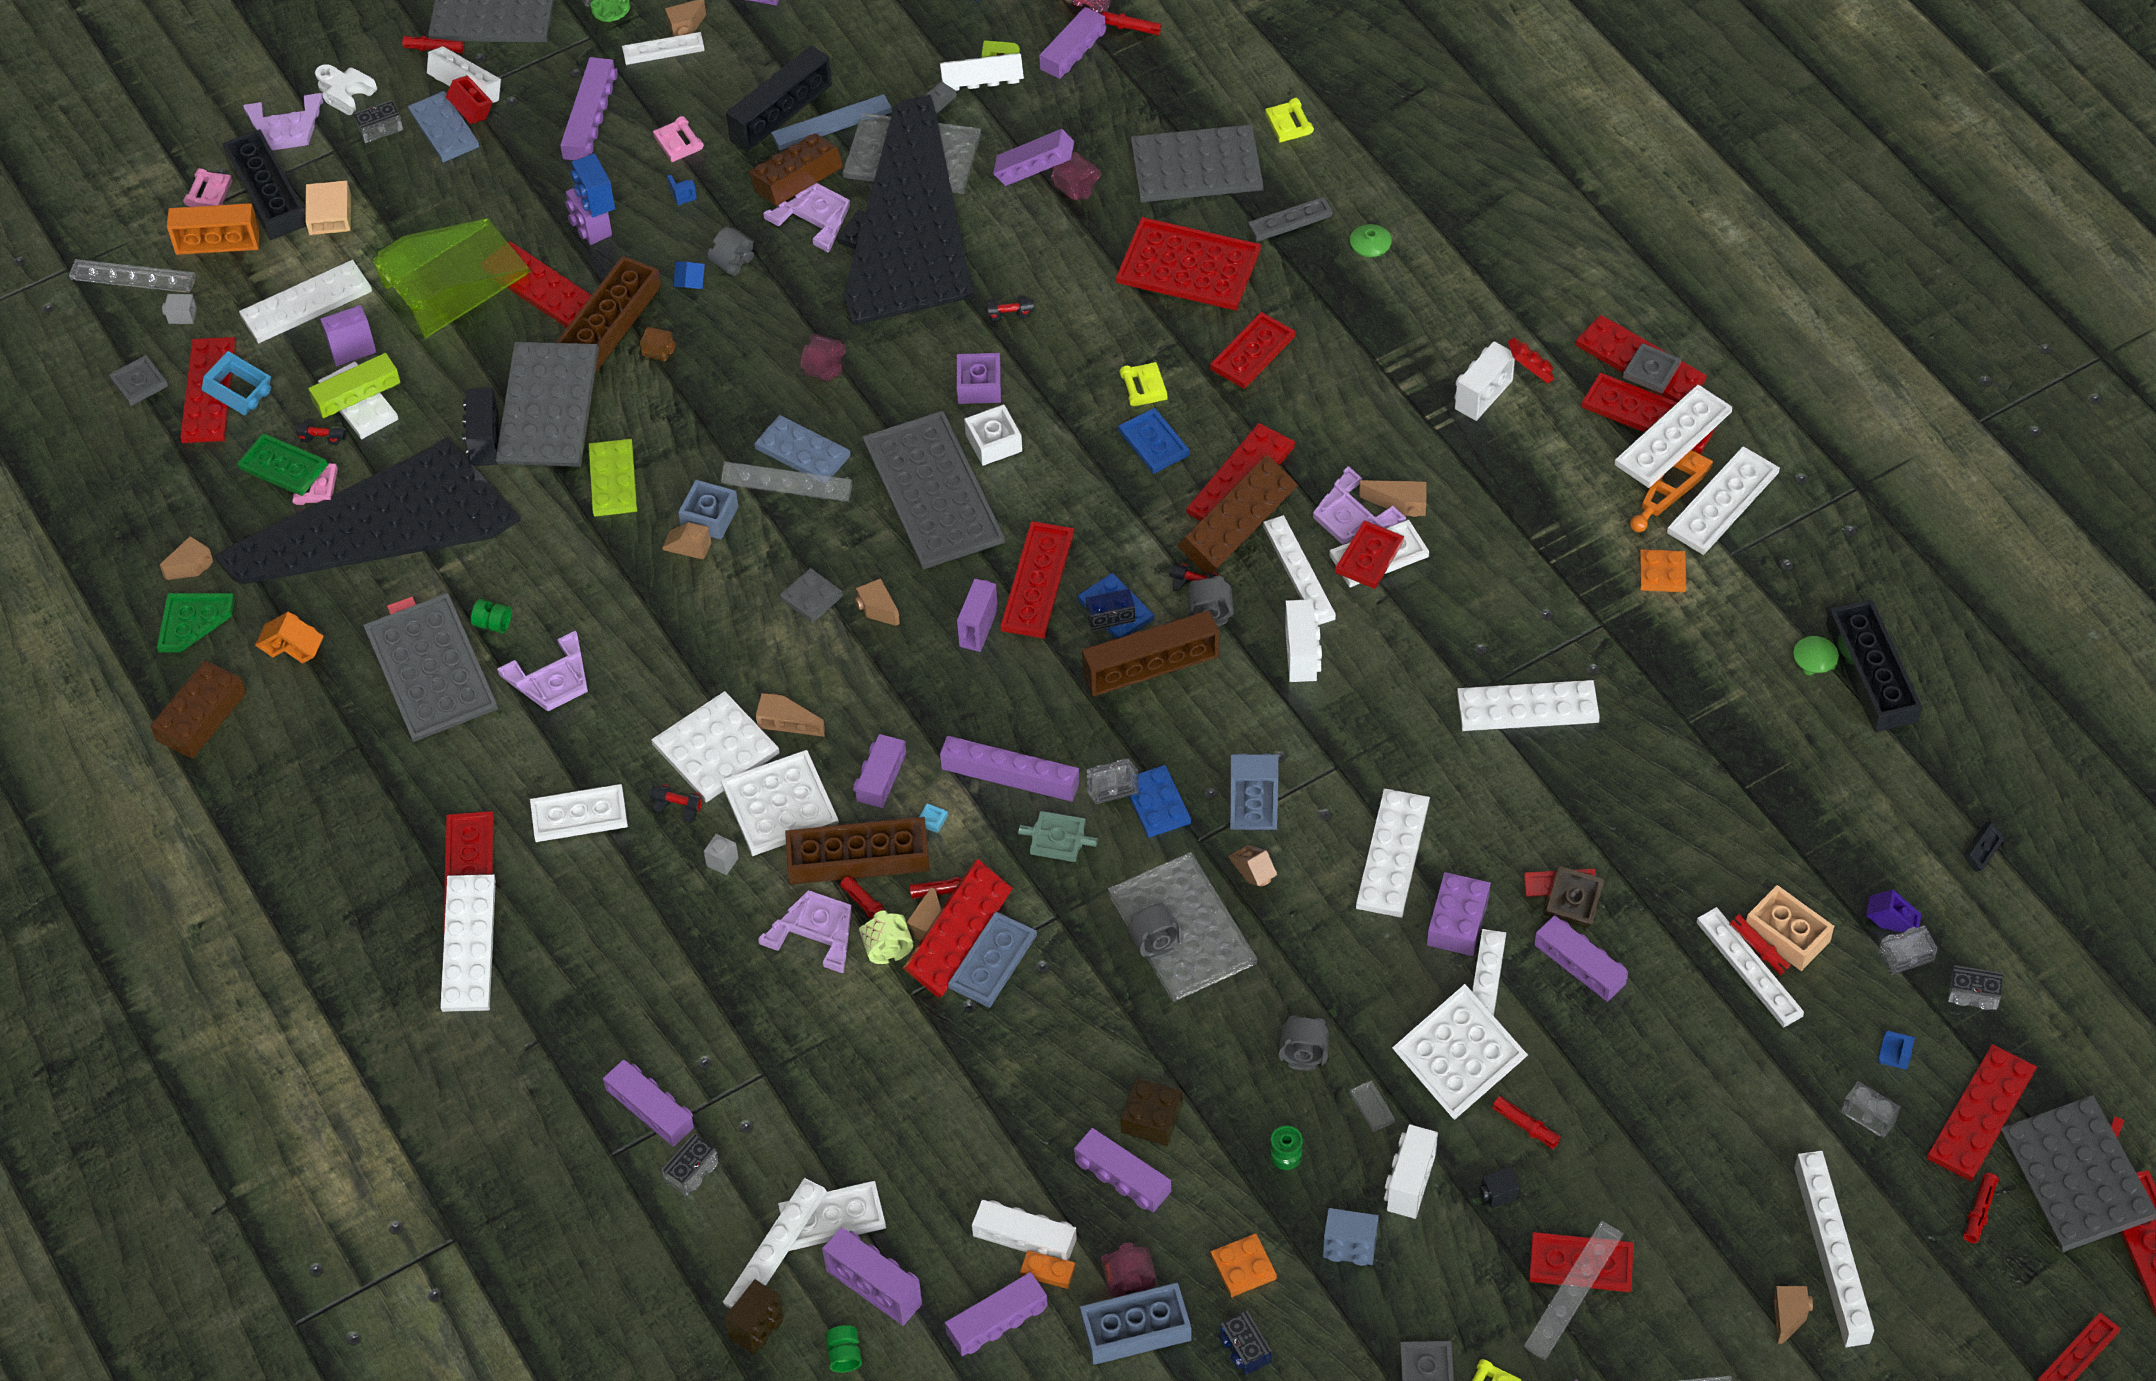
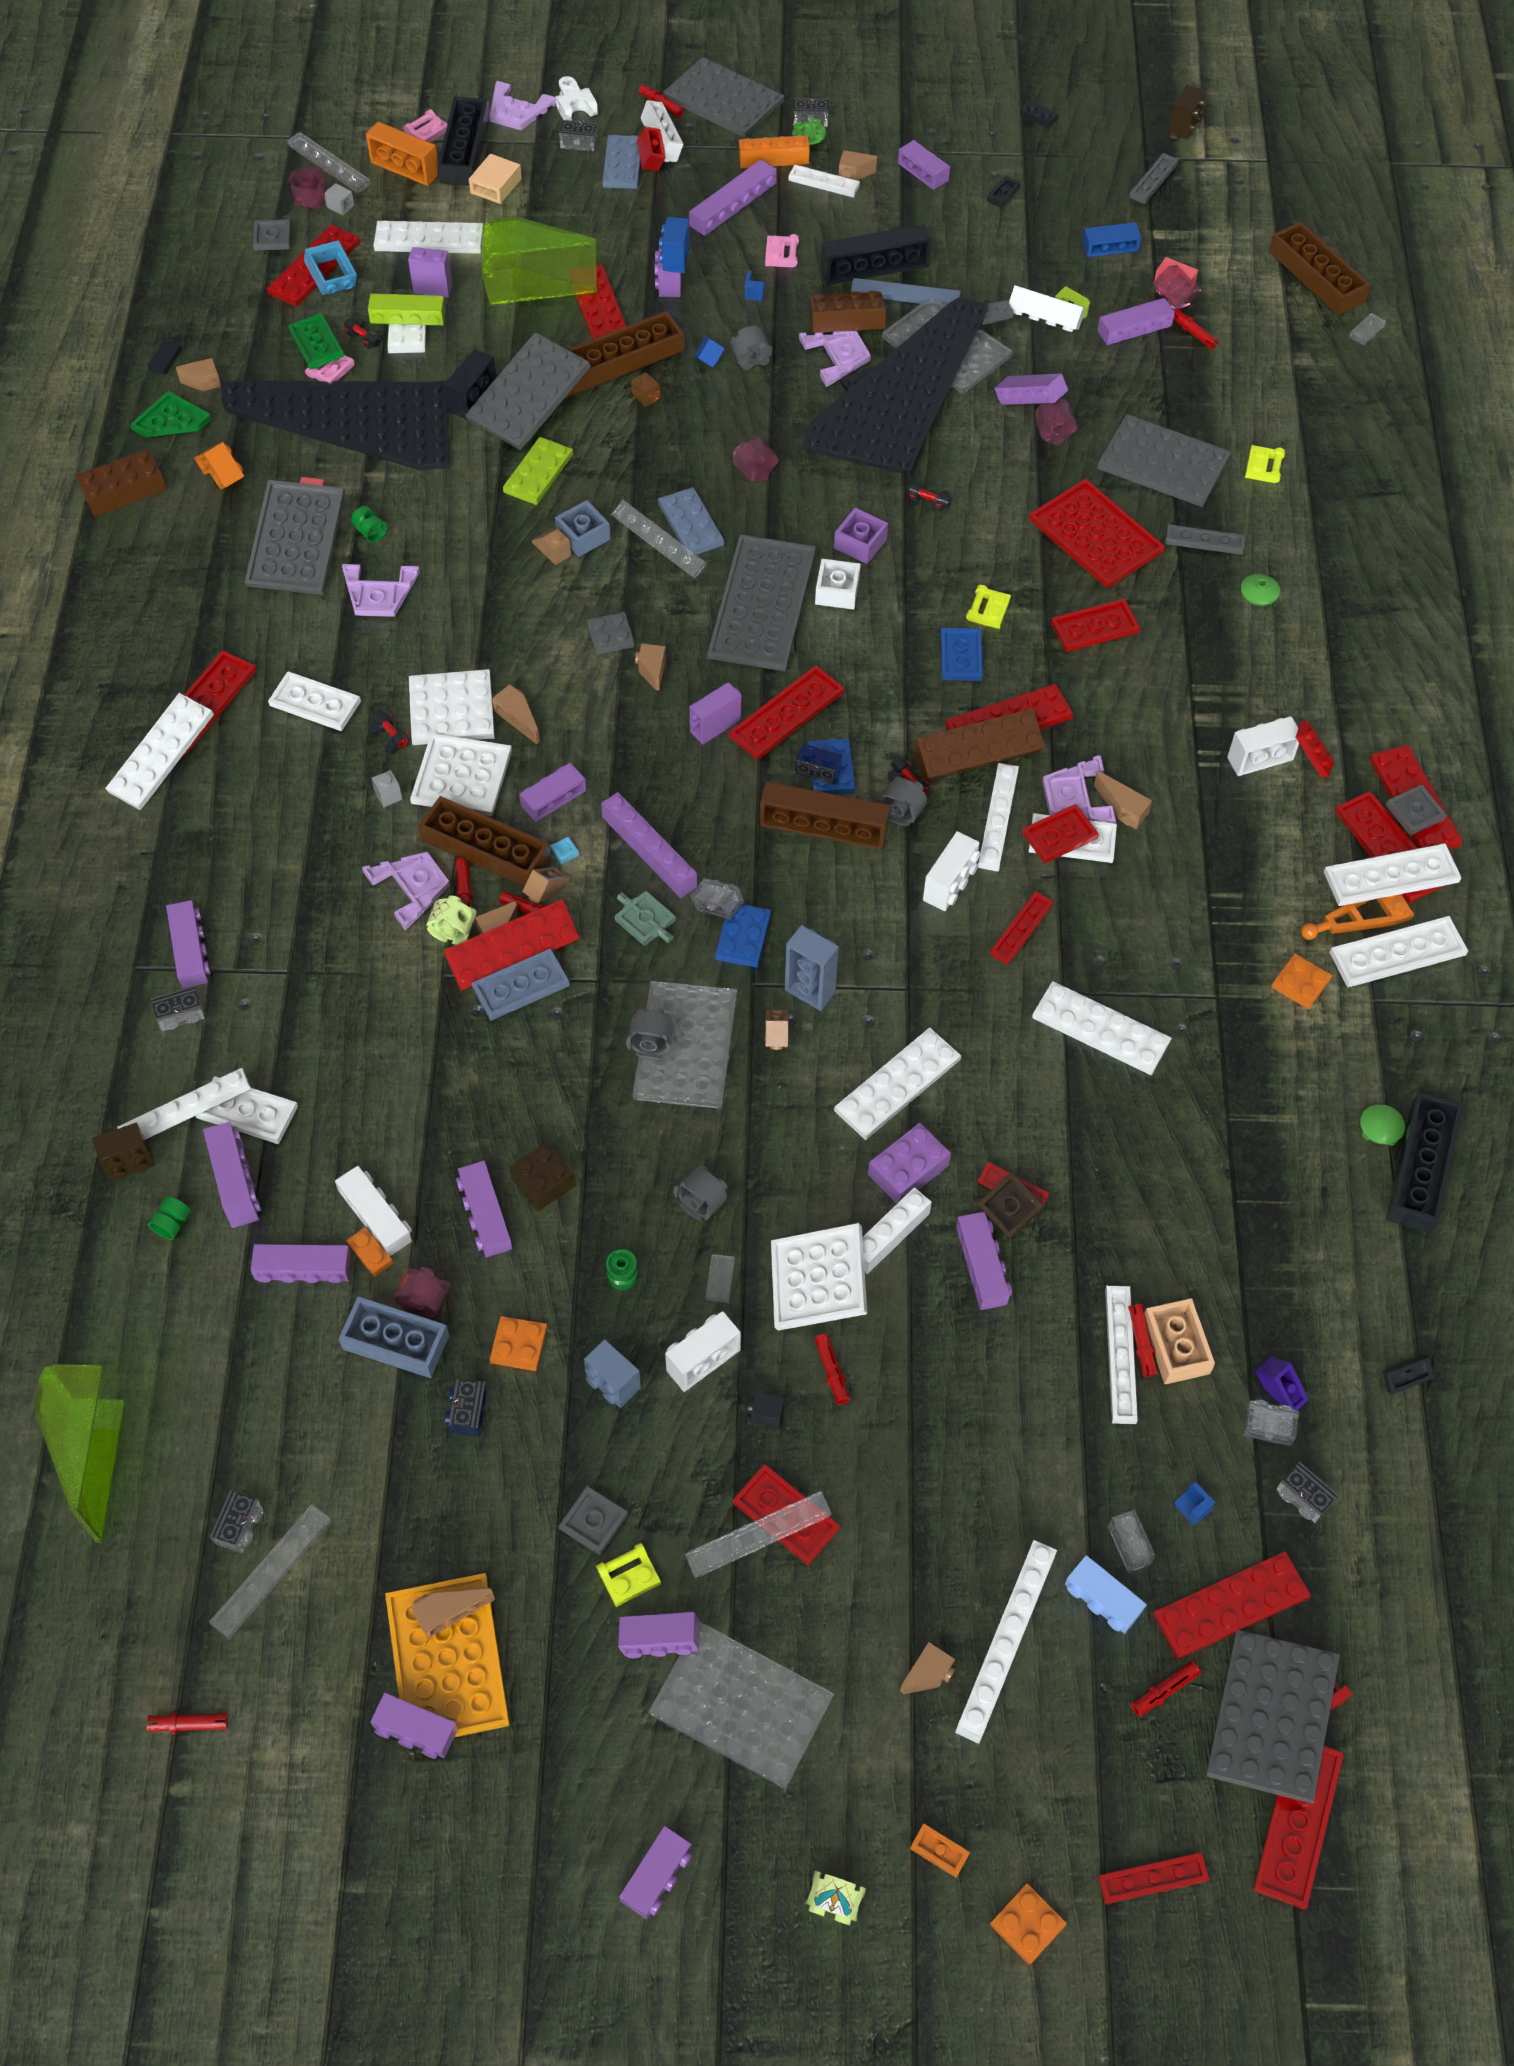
camera: 30 degrees right, 5 degrees up
(129, 562) = (164, 357): none -> black tile
(139, 312) = (308, 187): none -> clear pink brick
(593, 42) = (774, 151): none -> orange brick
(942, 858) = (545, 884): none -> medium nougat slope
(1396, 657) = (1021, 928): none -> red plate
(1881, 1164) = (1105, 1595): none -> light blue brick

